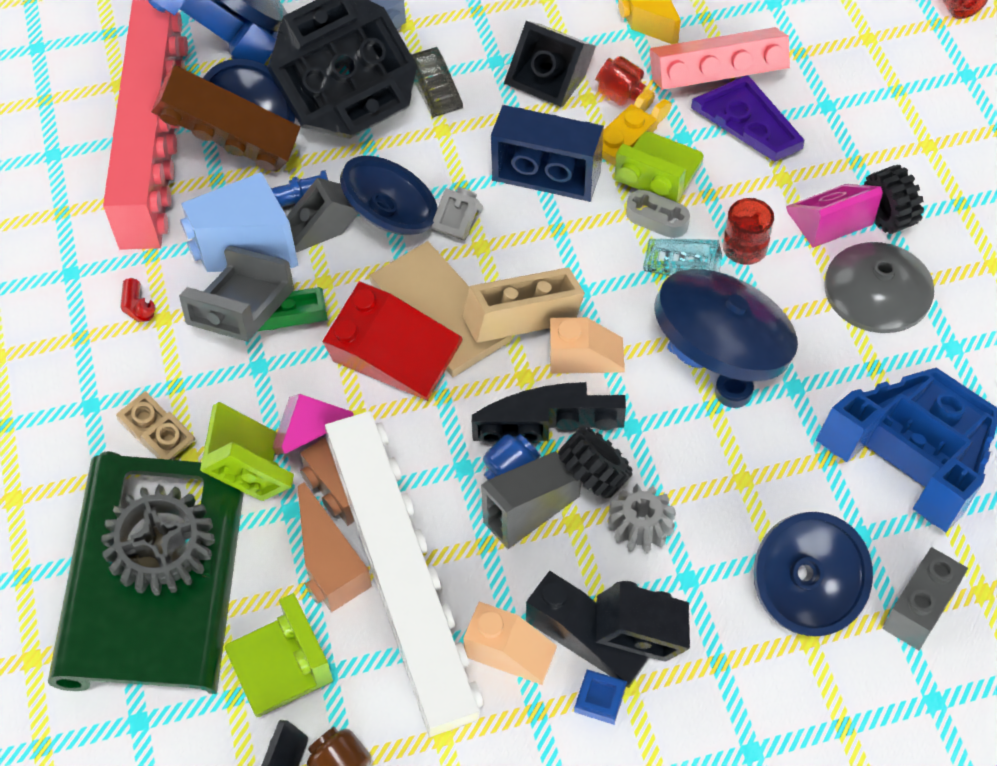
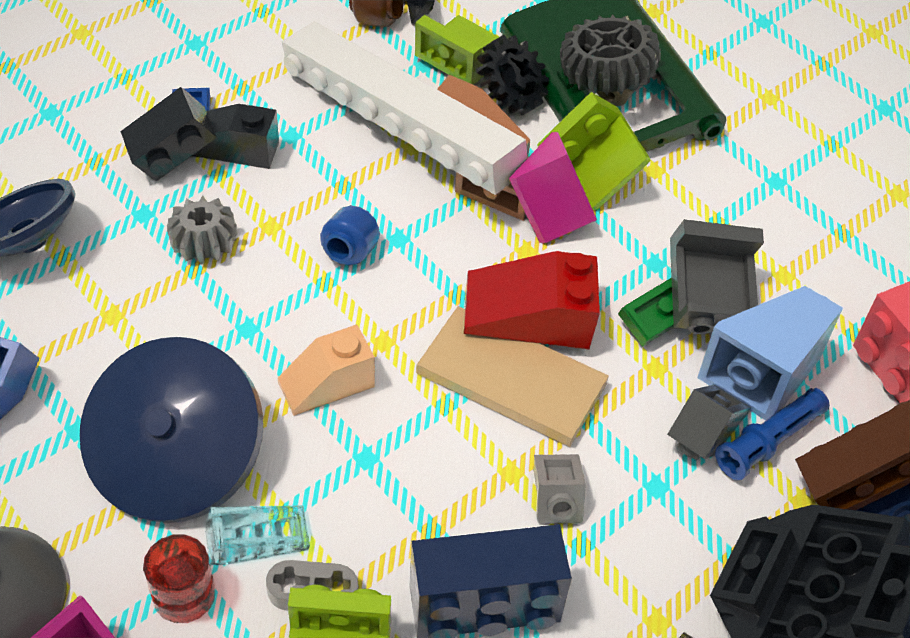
camera: 150 degrees right, 5 degrees down
(132, 304) = (820, 268): red arm -> none
(154, 427) = (690, 172): tan slope -> none
(260, 579) = (512, 72): none -> black gear
(388, 195) = (615, 446): dark blue dish -> none
(508, 643) = (294, 98): light nougat slope -> none
(521, 304) = (412, 366): tan brick -> none
(527, 497) = (316, 194): dark grey slope -> none
(547, 407) = (325, 303): black slope -> none
(595, 462) = (243, 247): black tyre -> none

